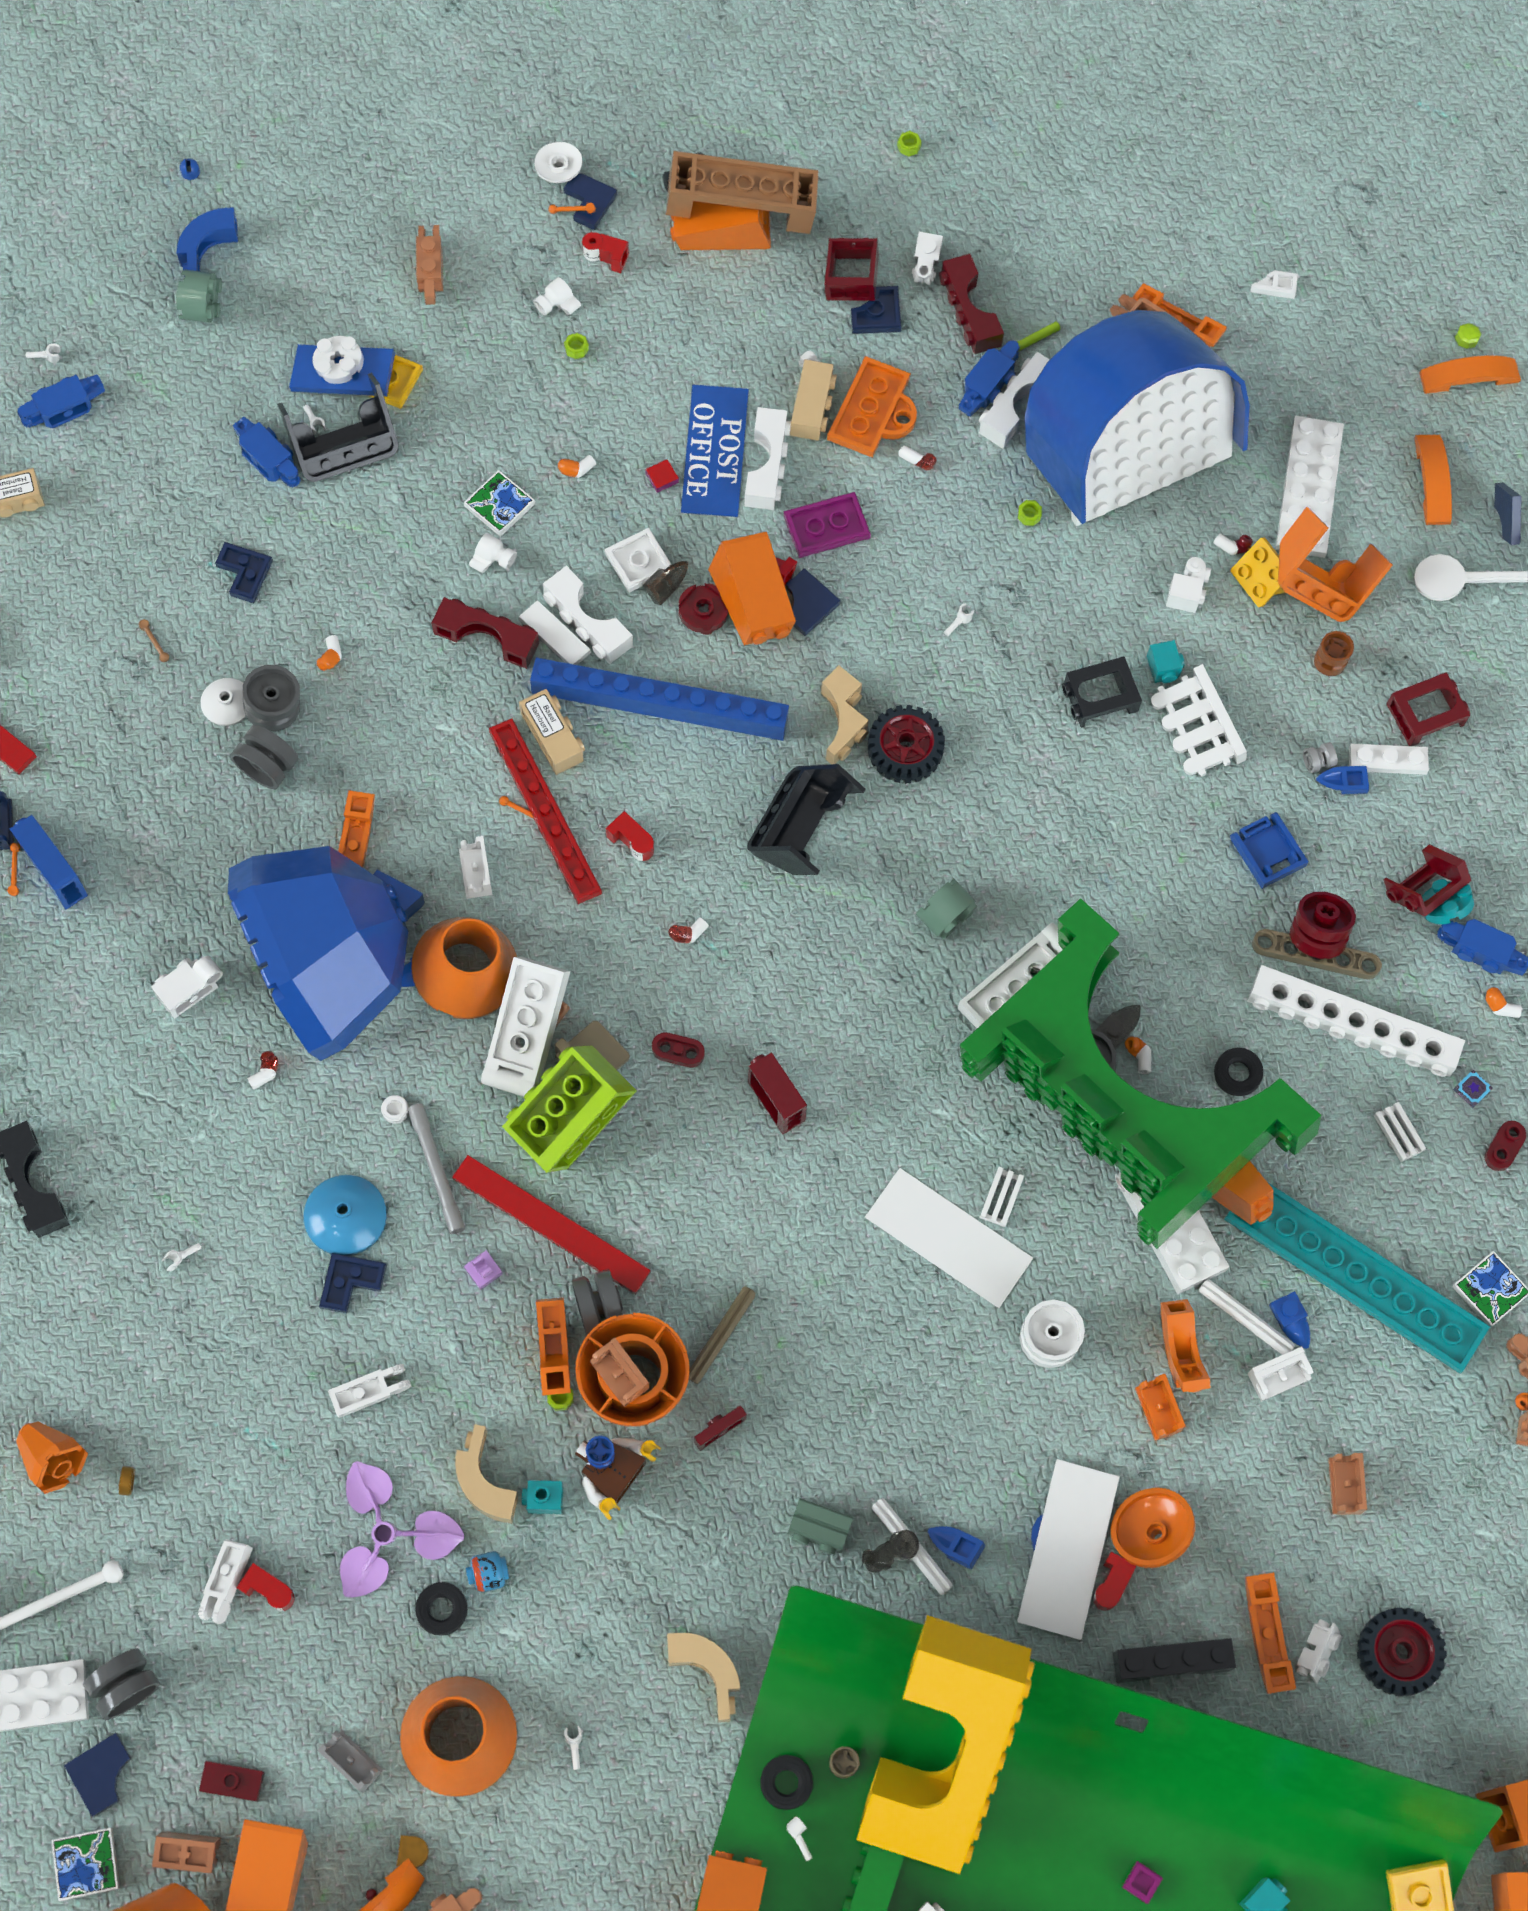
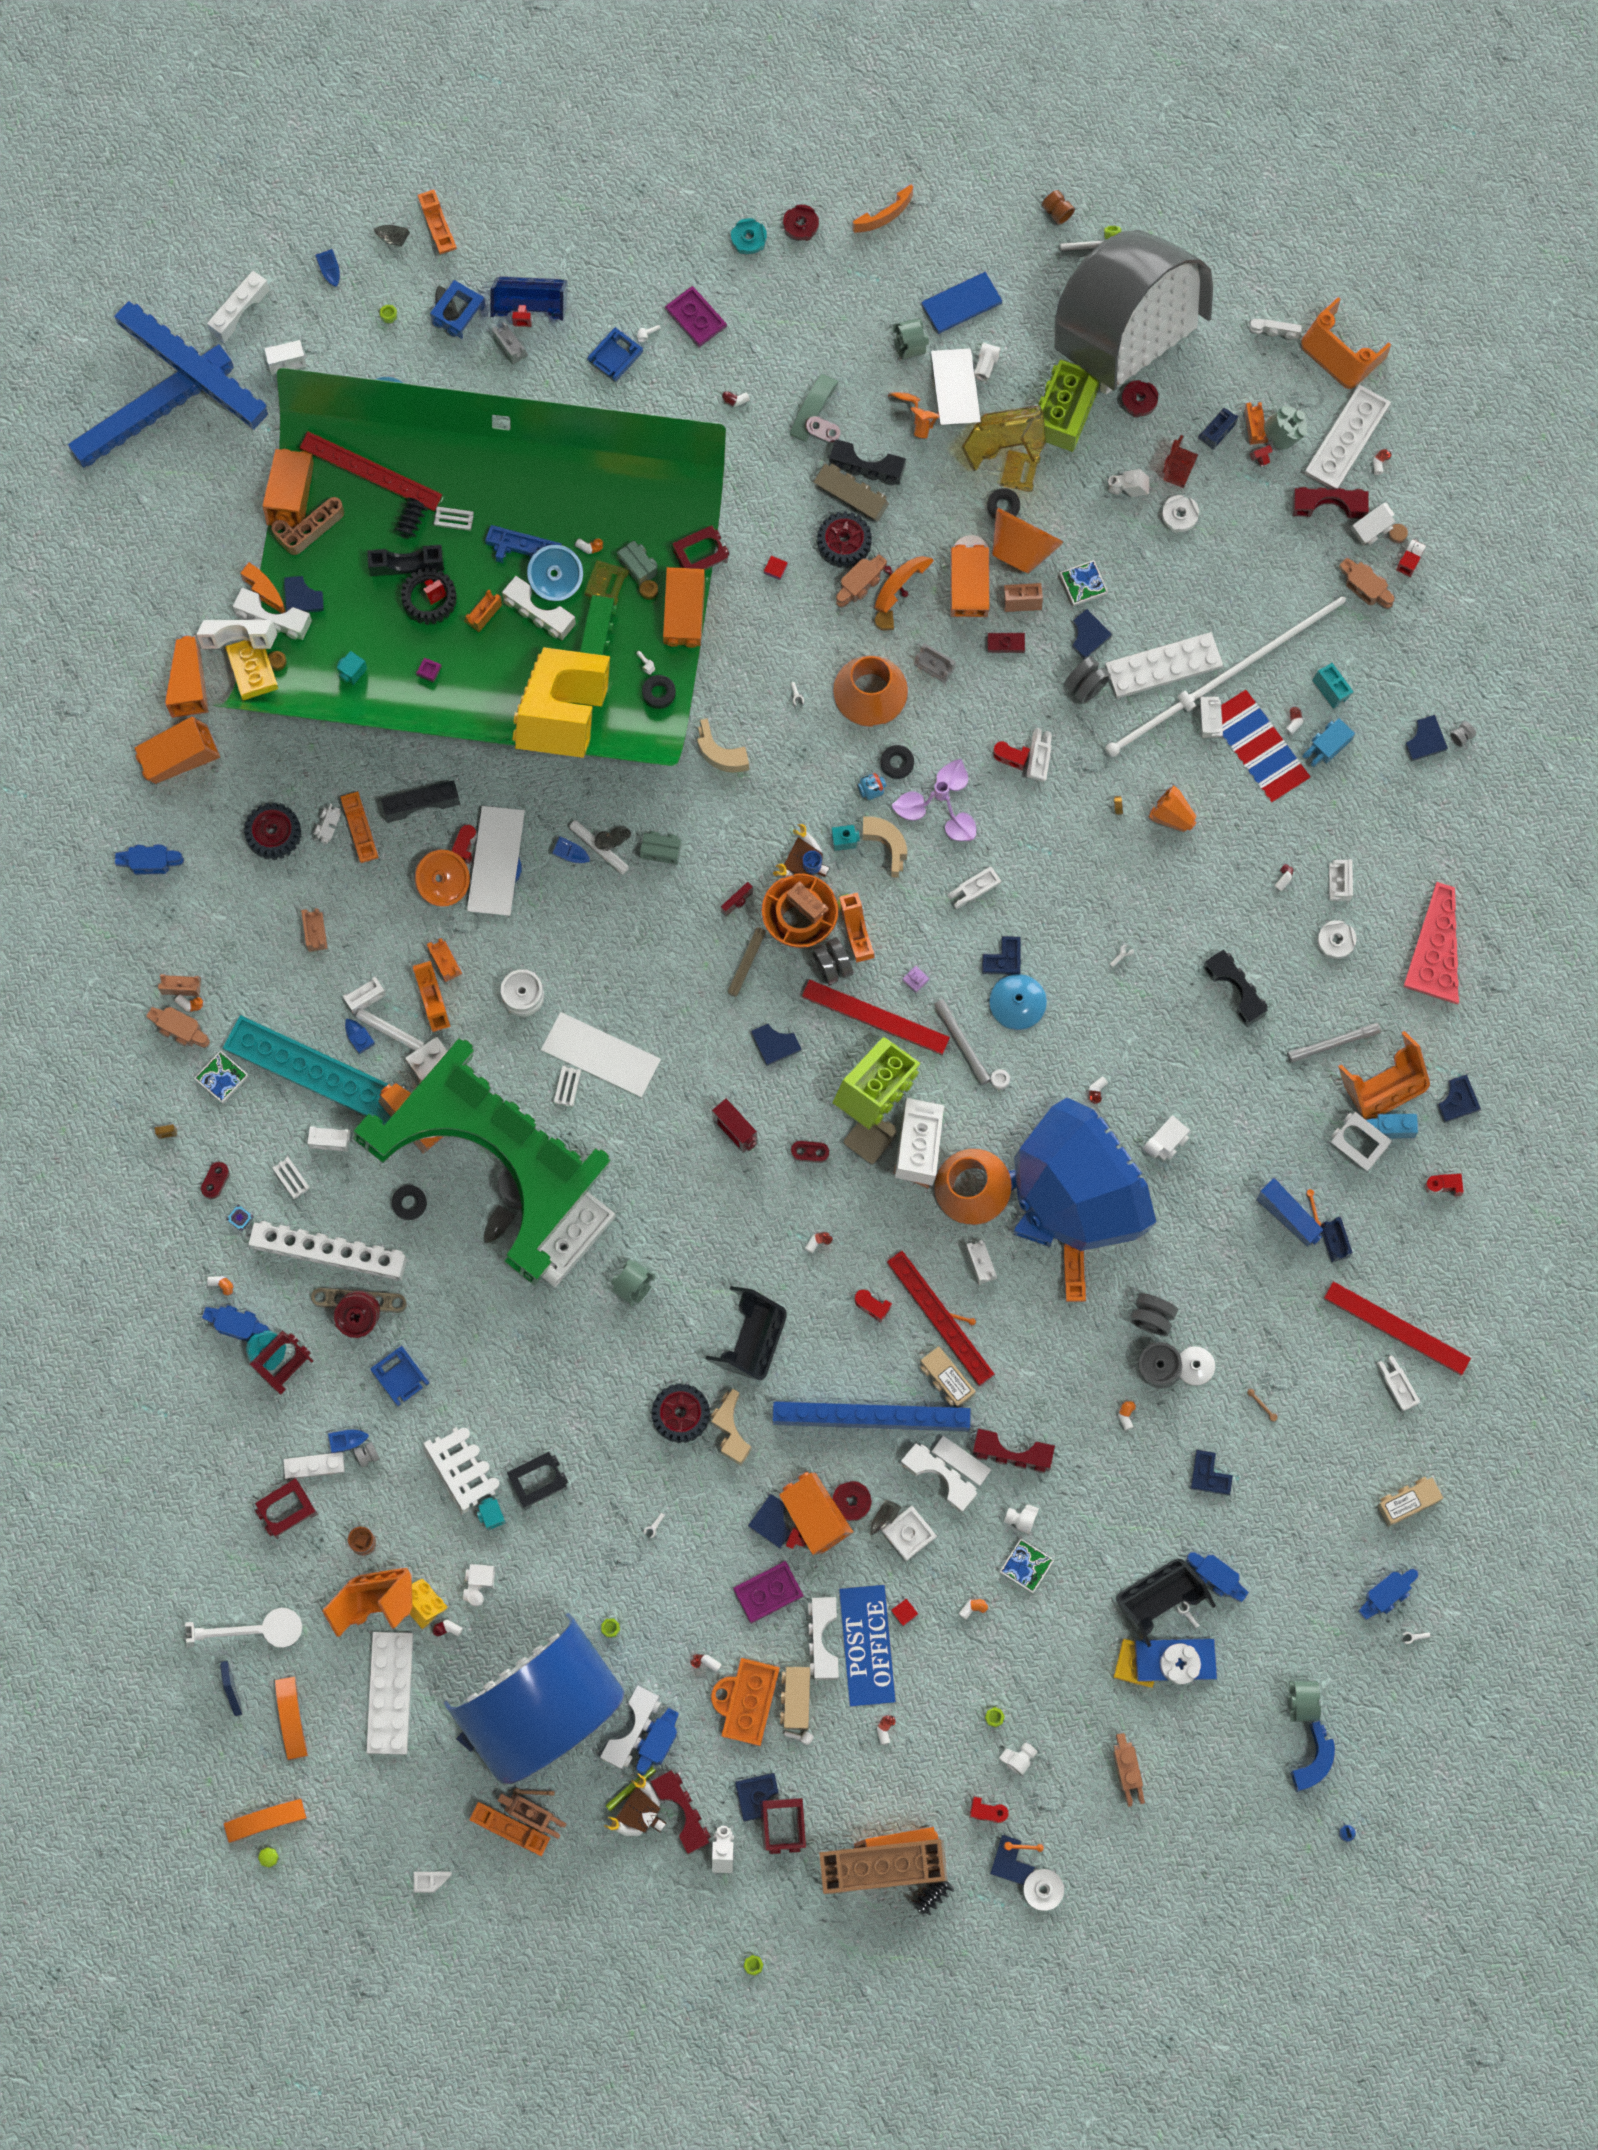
camera: 175 degrees right, 5 degrees up
(701, 1207) = (775, 1045): none -> dark blue tile
(711, 356) = (883, 1727): none -> arm
(844, 1762) = (624, 702): dark tan wheel -> none
(1024, 307) = (639, 1811): none -> torso
(1141, 1052) = (479, 1205): arm -> none
(1344, 1175) = (328, 1139): none -> white hinge

